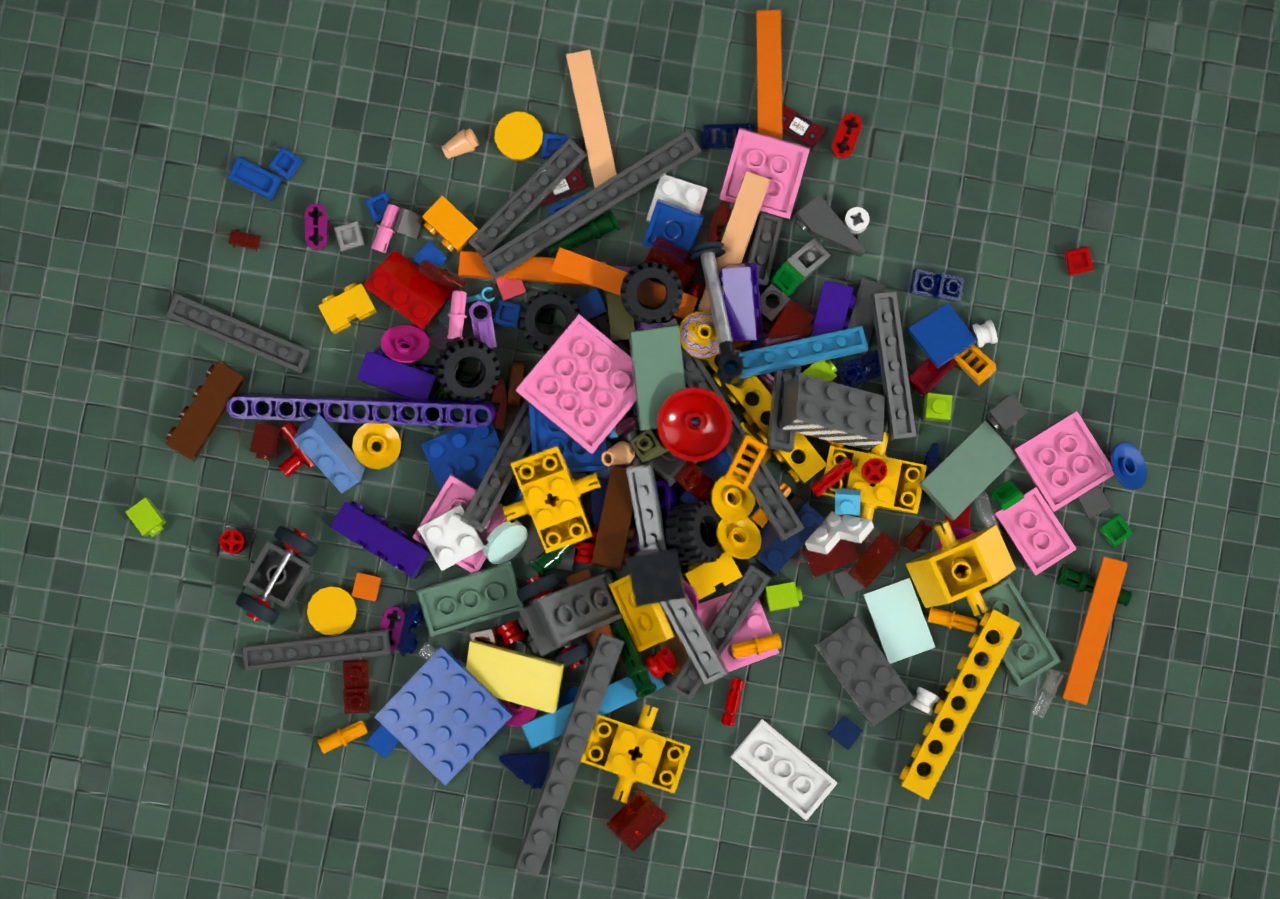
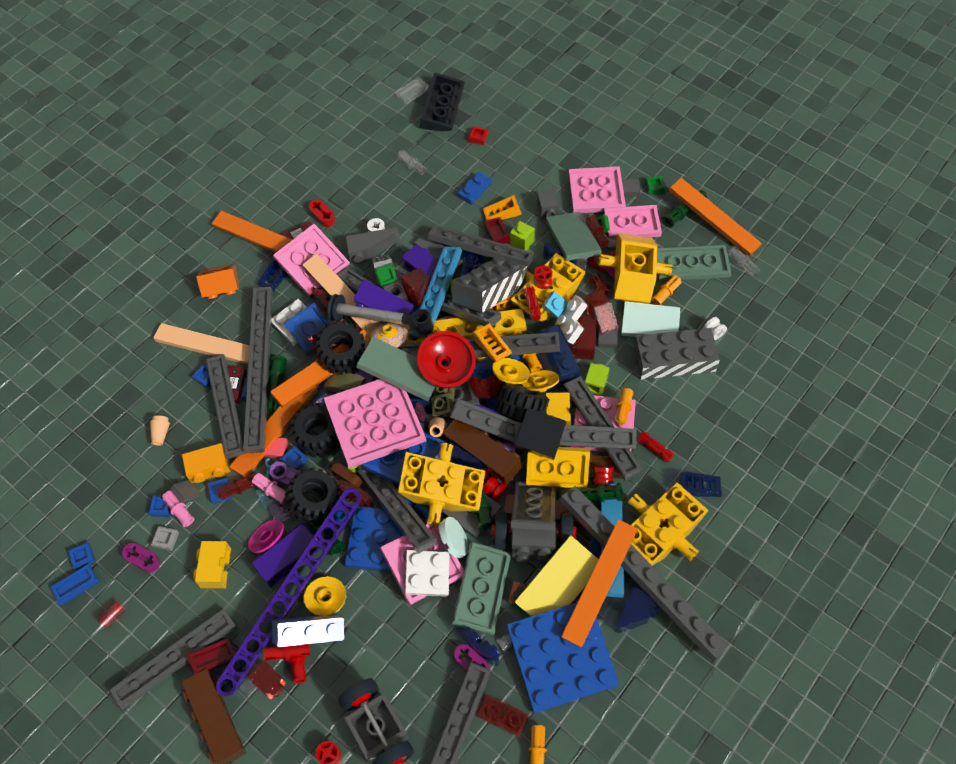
camera: 55 degrees left, 25 degrees down
(258, 371) = (211, 656): none -> dark red tile
(332, 611) = (430, 703): yellow tile -> none
(366, 587) = (427, 664): orange tile -> none
(380, 540) = (398, 629): dark purple wedge -> none
(382, 741) = (558, 718): blue tile -> none
(407, 291) = (232, 517): red slope -> none
(511, 632) = (524, 571): red wheel -> none
(518, 136) = (182, 392): yellow tile -> none
(528, 719) = (599, 584): none -> orange tile
(637, 820) = (716, 550): clear red brick -> none
(681, 76) = (218, 281): none -> orange slope
(700, 753) = (686, 477): none -> clear blue slope
(783, 769) = (721, 437): white tile -> none
(845, 732) = (713, 386): dark blue tile -> none
(925, 784) = (738, 311): yellow brick -> none
(937, 286) = (447, 206): clear blue slope -> none
(942, 335) = (478, 215): blue tile -> none
(984, 333) = (491, 194): white wheel -> none
(985, 202) = (412, 162): none -> clear axle
(988, 304) = (474, 188): none -> blue plate
(990, 497) = (597, 231): none -> clear red axle
(1107, 183) = (442, 103): none -> black slope
(1109, 128) = (411, 91): none -> clear tile
(1128, 466) = (618, 160): blue dish -> none

